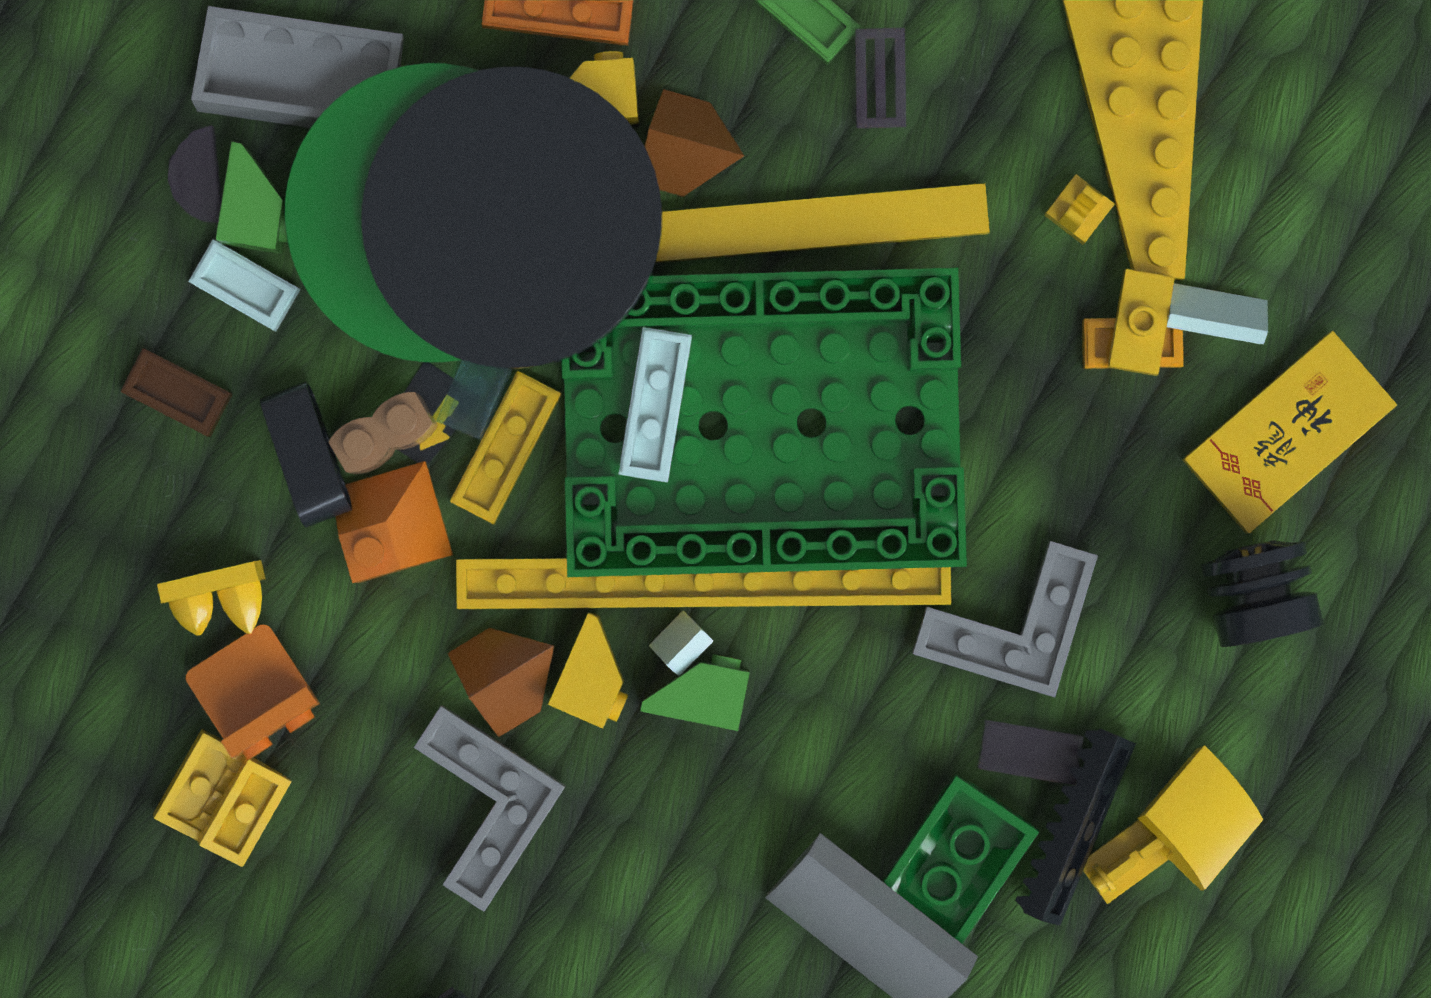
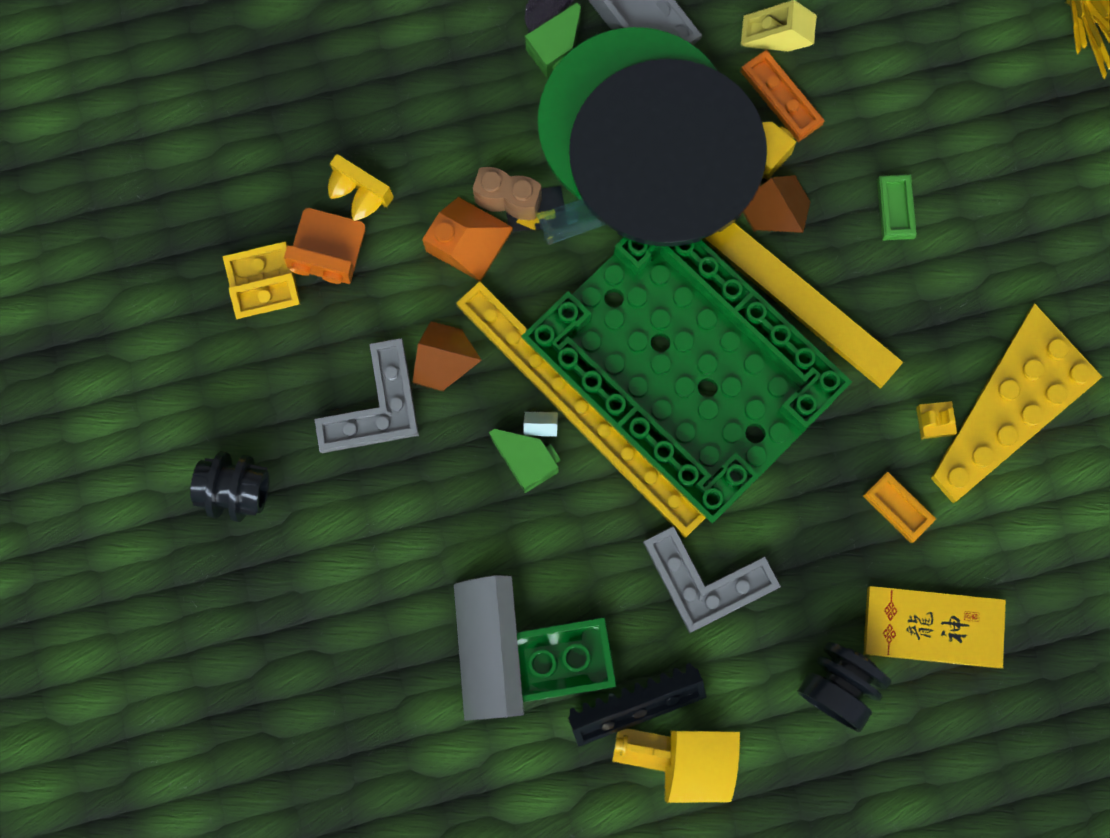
camera: 50 degrees right, 10 degrees down
(176, 392) = (436, 88): reddish brown tile -> none
(244, 285) = (516, 73): light aqua tile -> none
(306, 454) = (459, 170): black beam -> none
(505, 447) = (555, 258): yellow tile -> none
(591, 678) = (483, 395): yellow slope -> none
(655, 404) = (644, 303): light aqua tile -> none
(879, 36) = (922, 246): tile -> none
(1029, 751) = (650, 647): tile -> none
(1141, 322) = (914, 499): yellow plate -> none
(1218, 314) = (955, 533): light aqua tile -> none

